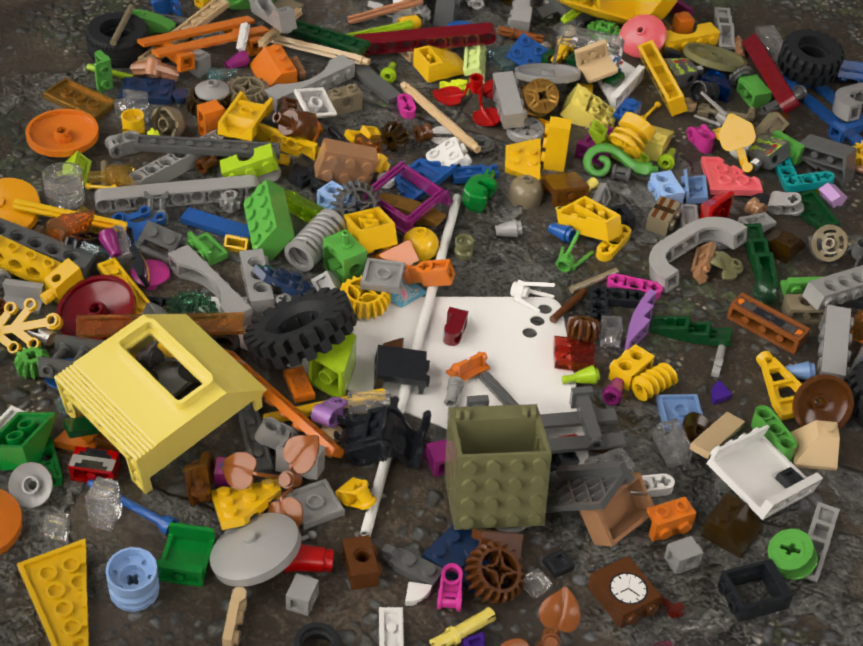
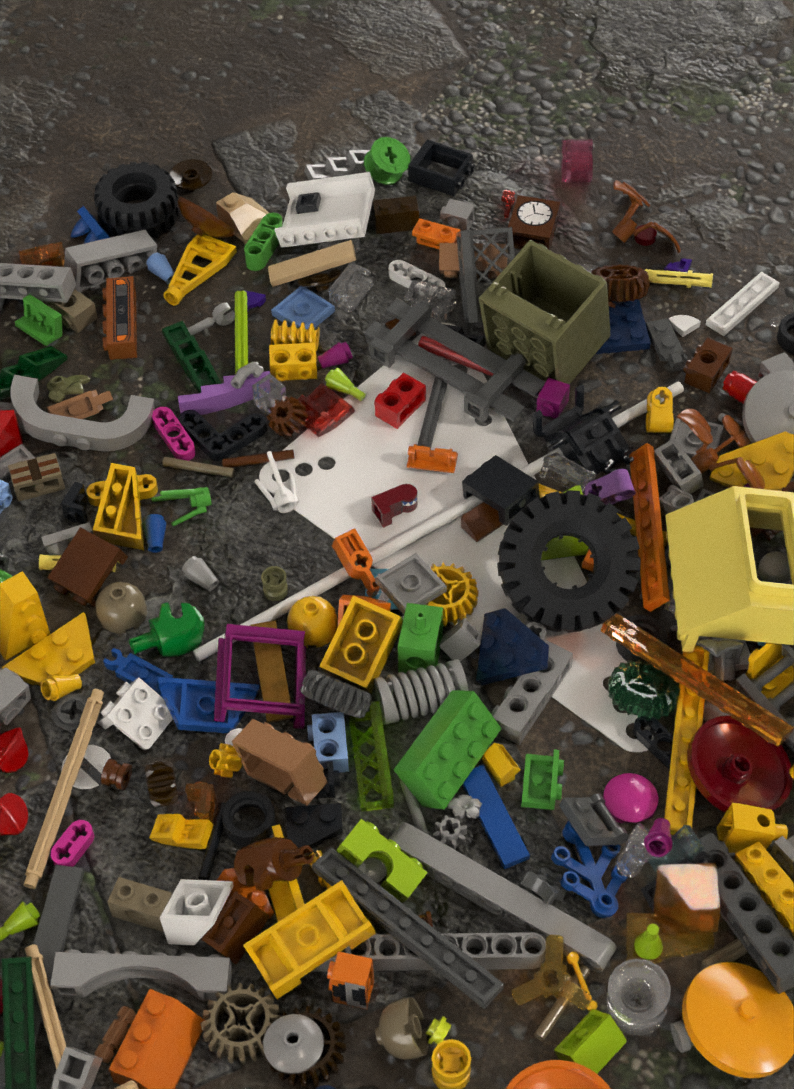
camera: 130 degrees left, 10 degrees up
(51, 211) = (672, 930): yellow axle -> none
(76, 202) = (648, 943): none -> lime cone
(123, 144) = (493, 1047): light grey piece -> none
(140, 266) = (646, 789): black slope -> none
(190, 266) = (585, 767): light grey arch -> none
(233, 211) = (465, 806): none -> light grey plant
(450, 591) = (659, 303): dark pink piece -> none
(454, 388) = (468, 447): light grey pin -> none
(500, 143) = (58, 686): none -> yellow cone
(534, 385) = (400, 400): none -> red brick
(638, 323) = (242, 374): none -> light grey arm
(684, 361) = (241, 330): none -> lime axle
(765, 293) = (83, 339): clear green piece -> none

